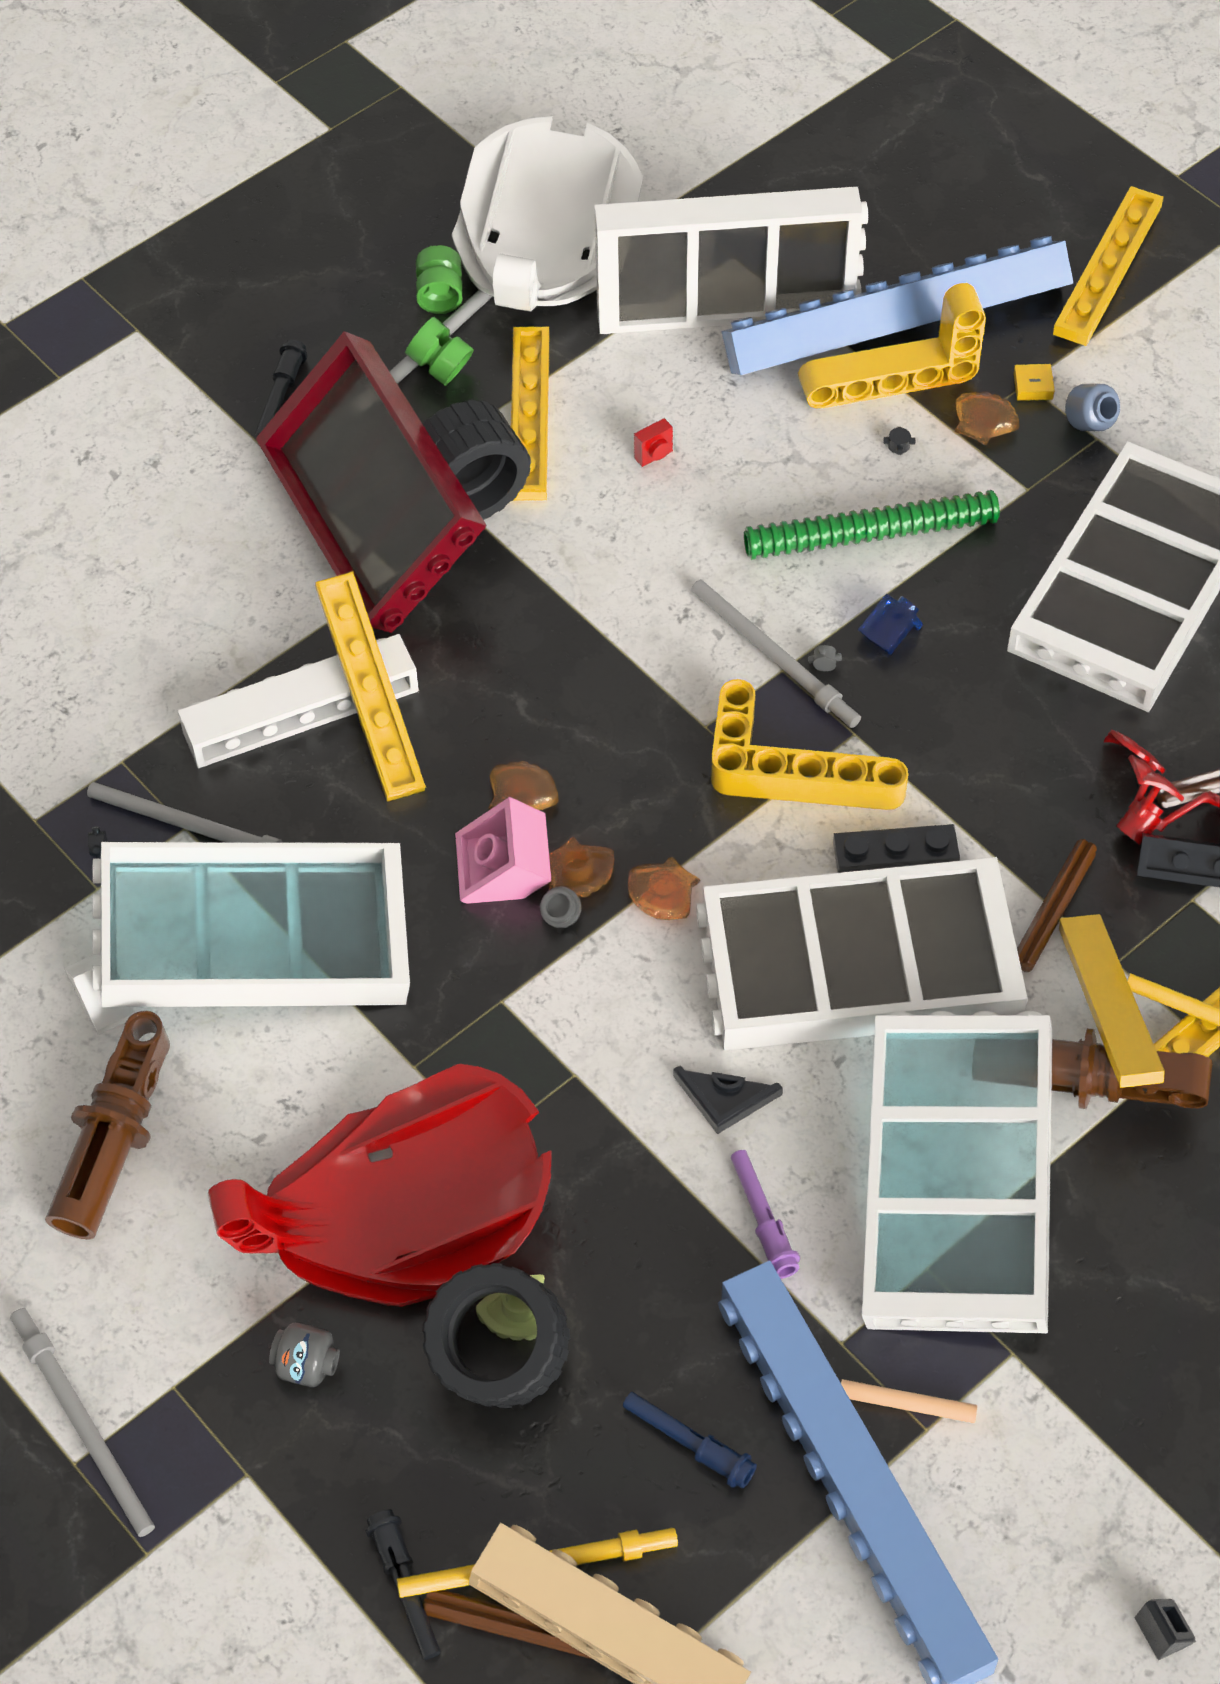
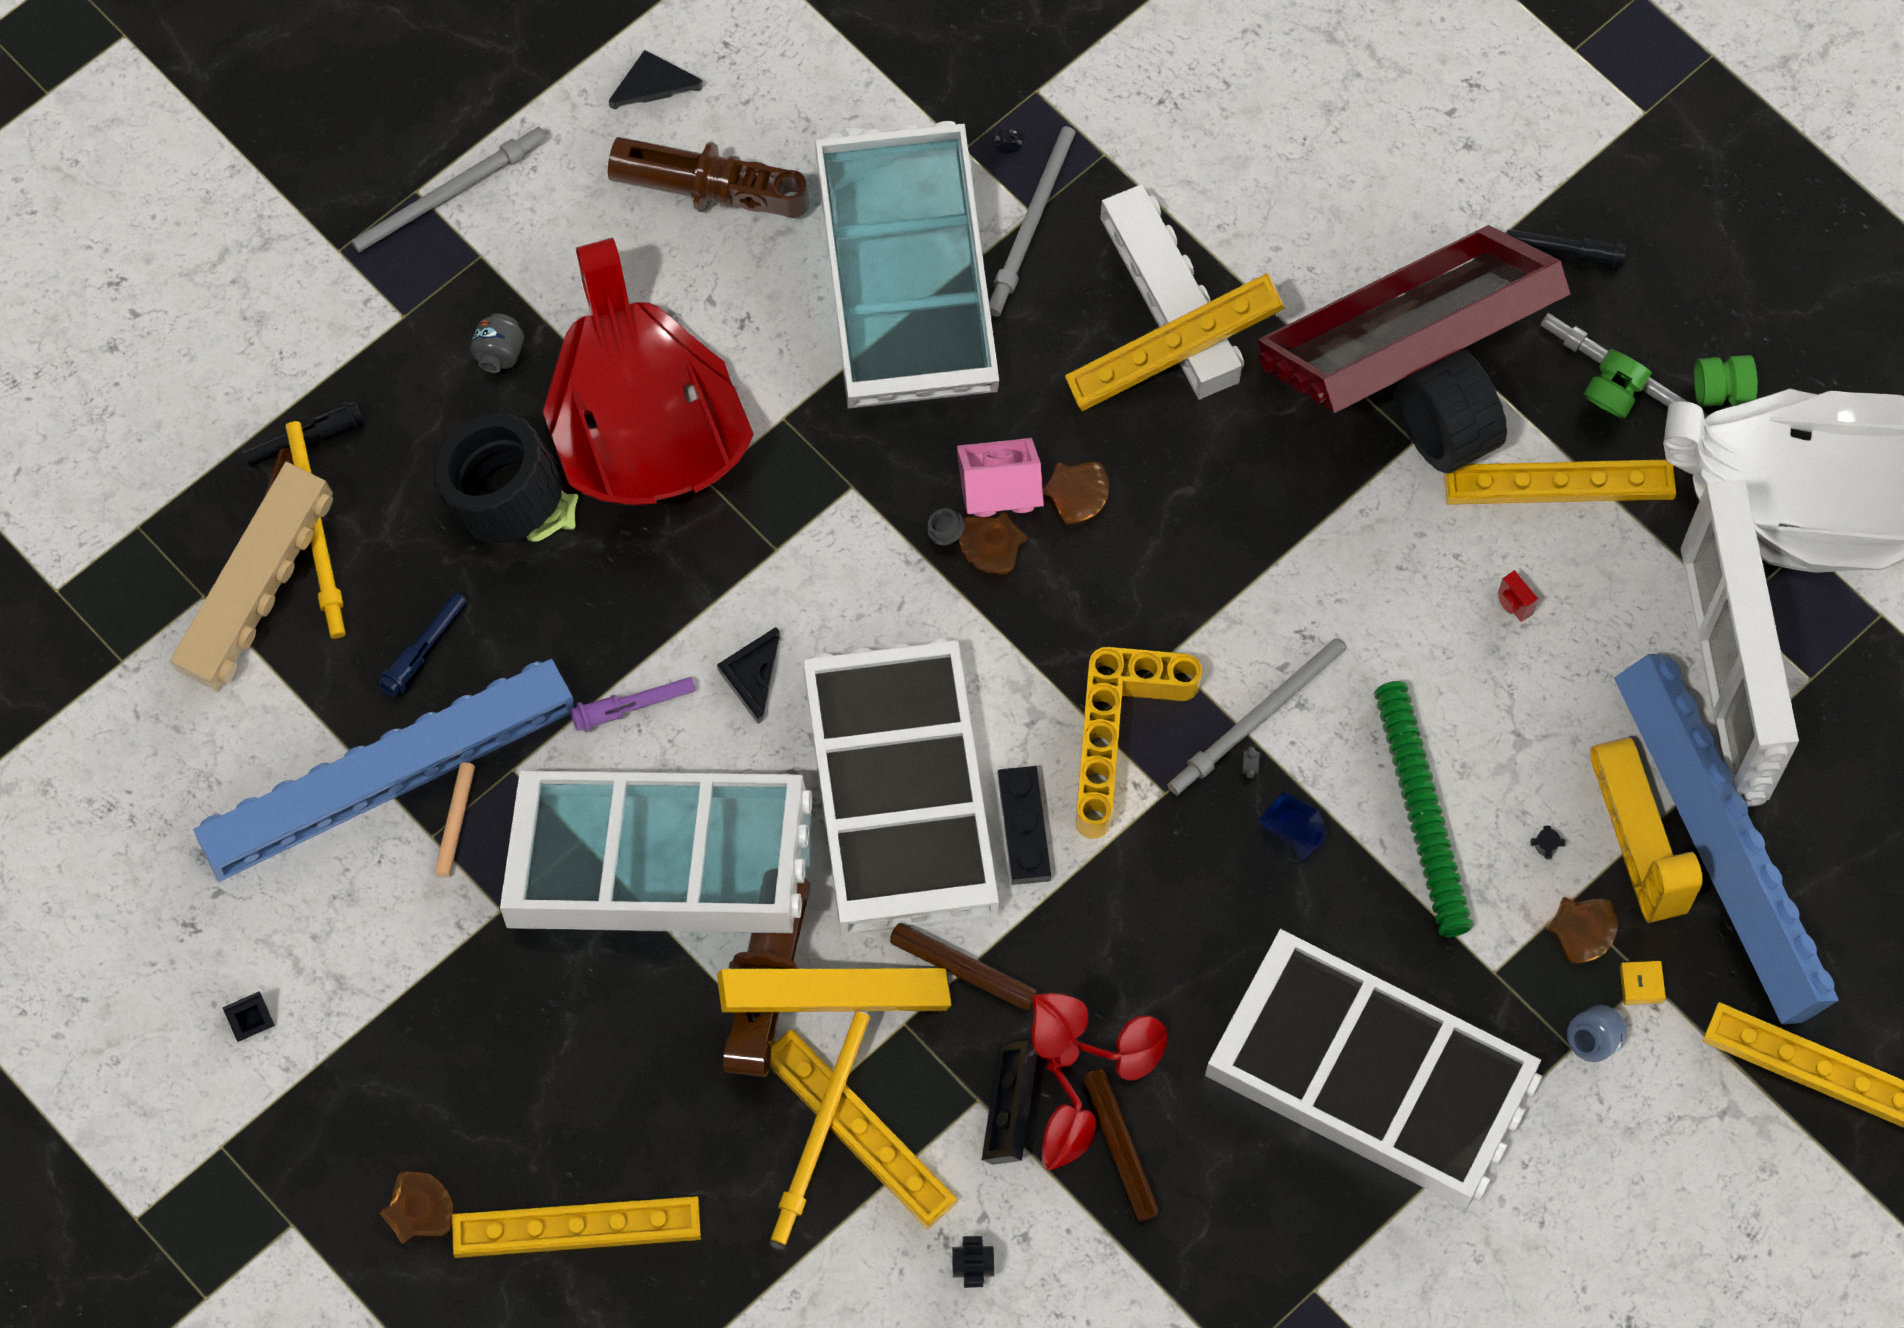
camera: 85 degrees right, 10 degrees up
(662, 889) = (970, 615): clear orange animal -> none

